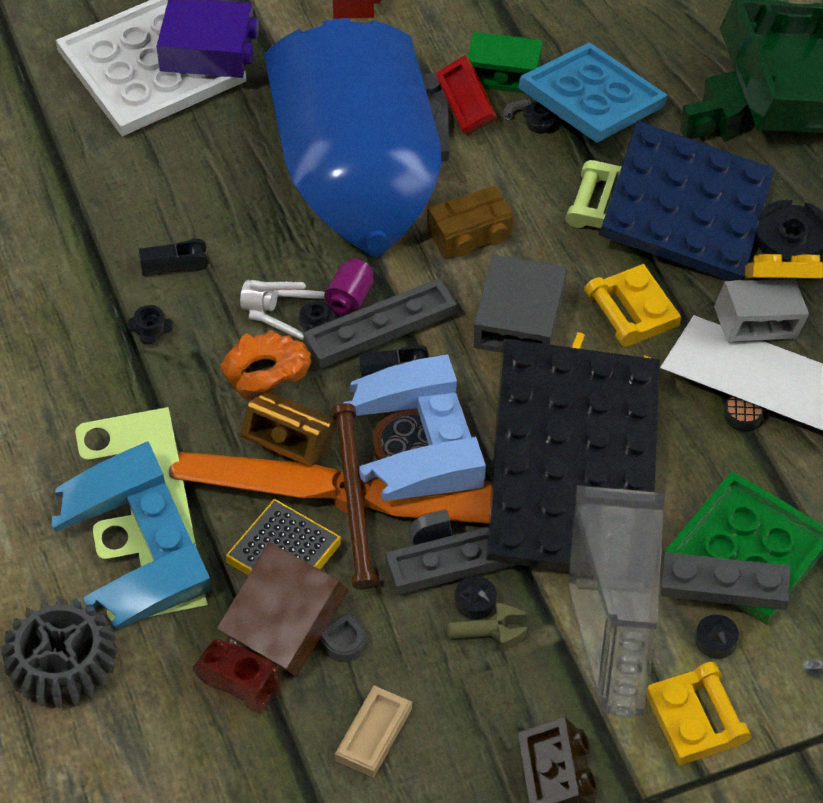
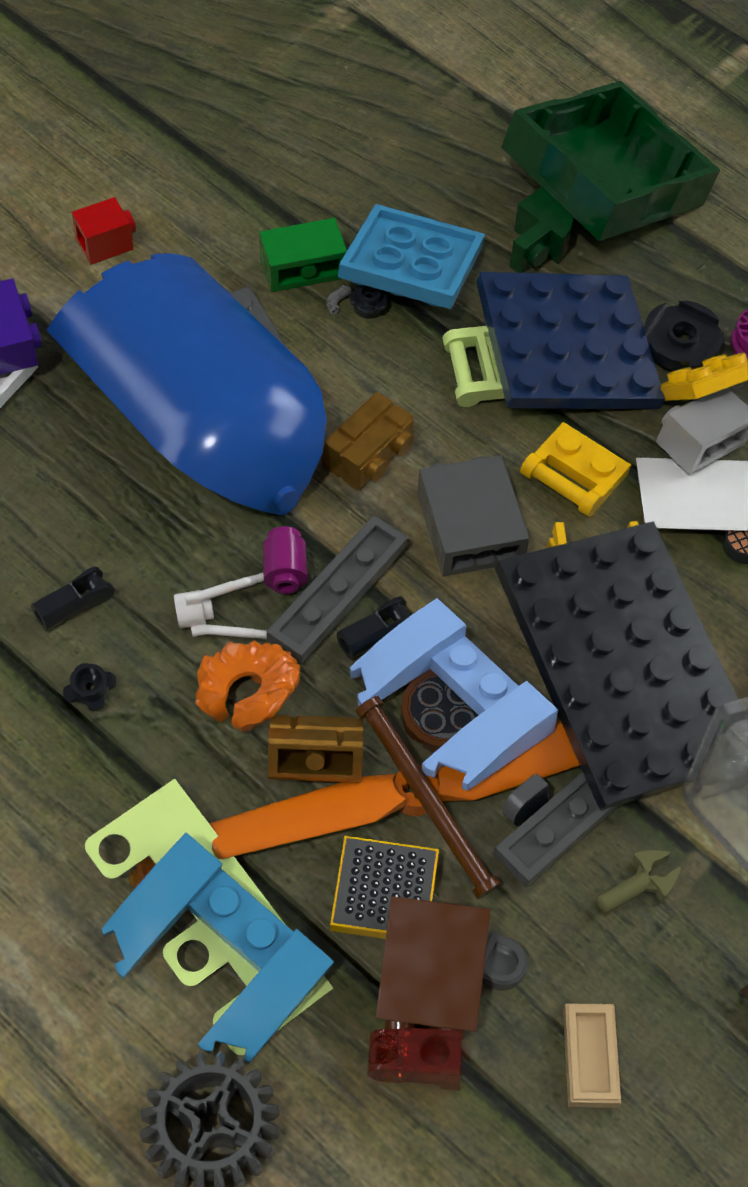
camera: 30 degrees left, 5 degrees up
(315, 314) = (265, 617): black plate -> none
(466, 95) = (286, 303): red tile -> none
(475, 597) = (607, 855): black tile -> none

